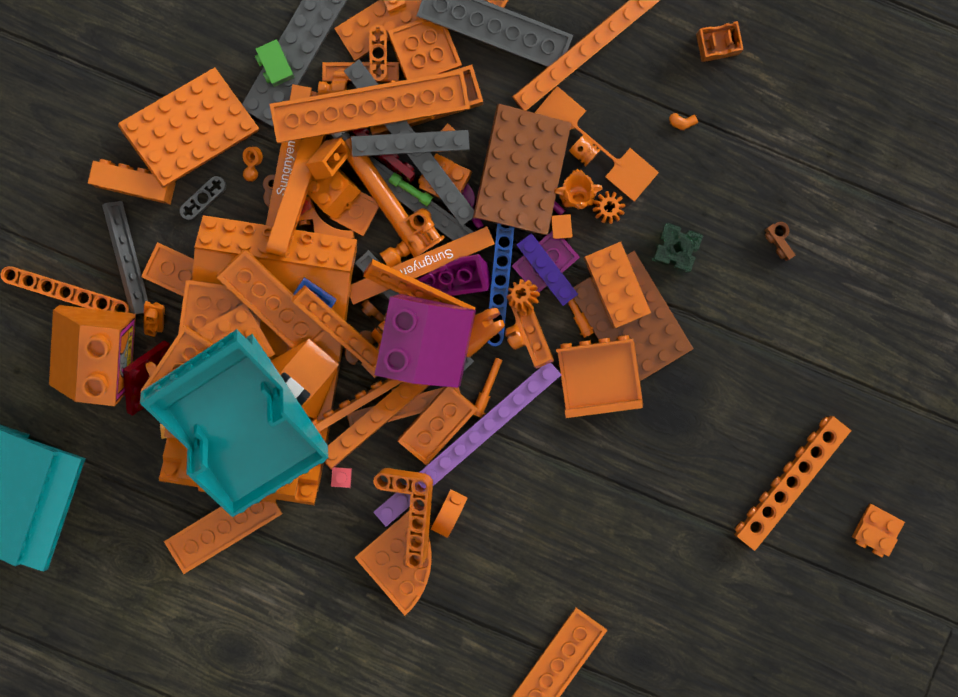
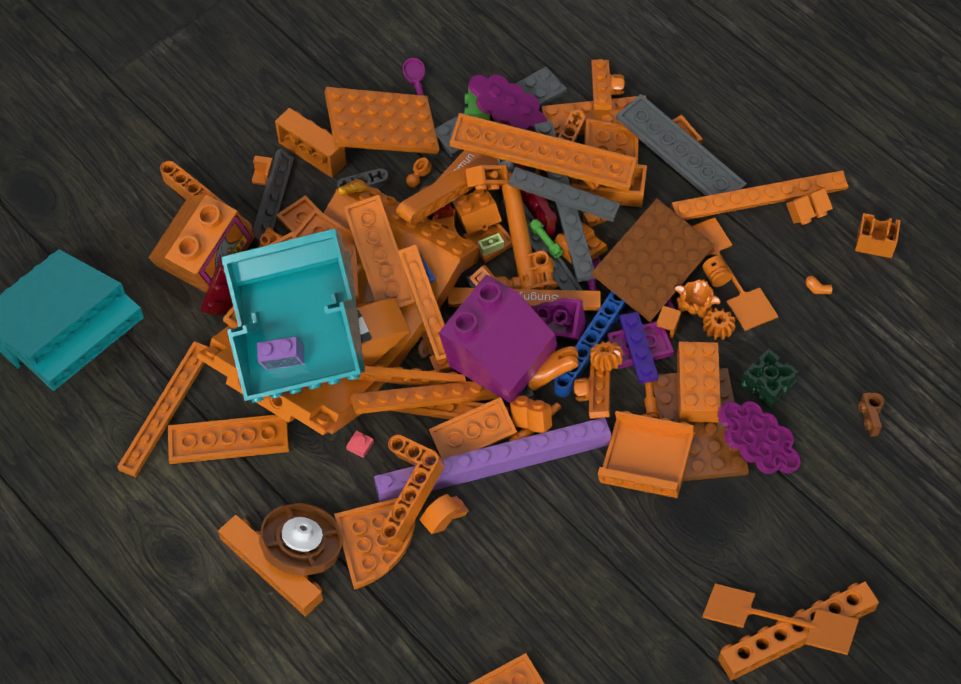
camera: 25 degrees right, 30 degrees down
(99, 231) = (262, 169): none -> orange panel
(150, 523) = (162, 412): none -> orange plate
(189, 44) = (414, 73): none -> magenta piece
(214, 234) = (356, 187): none -> light orange piece
(242, 462) = (280, 353): none -> medium lavender brick
(303, 51) = (506, 102): none -> magenta plate
(324, 628) = (246, 545): none -> orange brick
(340, 616) = (300, 539): none -> dark orange piece
(362, 220) = (491, 244): none -> yellowish green piece
(481, 388) = (531, 414): none -> orange brick
(642, 35) = (809, 206): none -> orange piece
(692, 317) = (759, 437): none -> magenta plate
(820, 480) = (826, 630): none -> orange hinge

